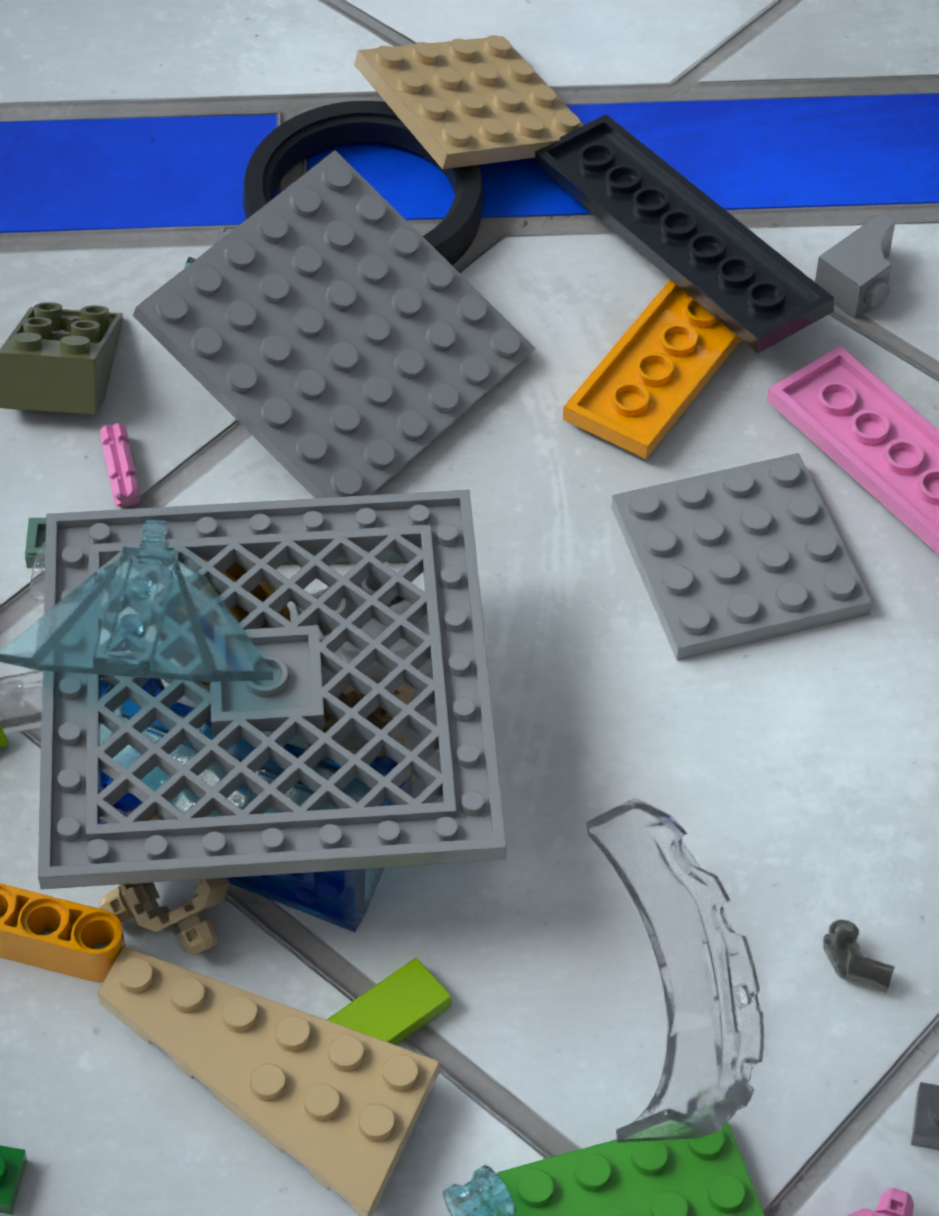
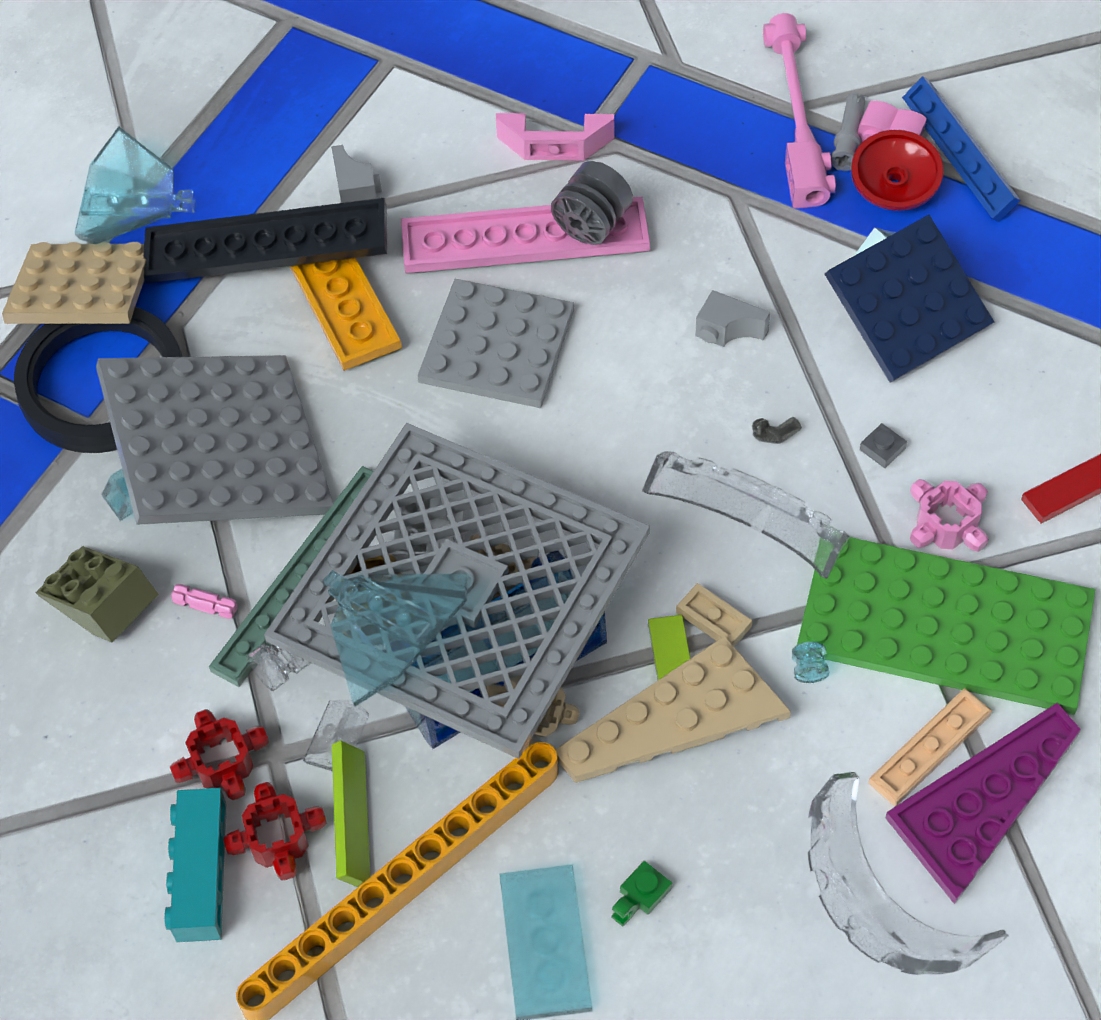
camera: 55 degrees left, 5 degrees up
(475, 1038) = (713, 615): none -> tan plate
(648, 76) = (127, 191): none -> clear light blue panel

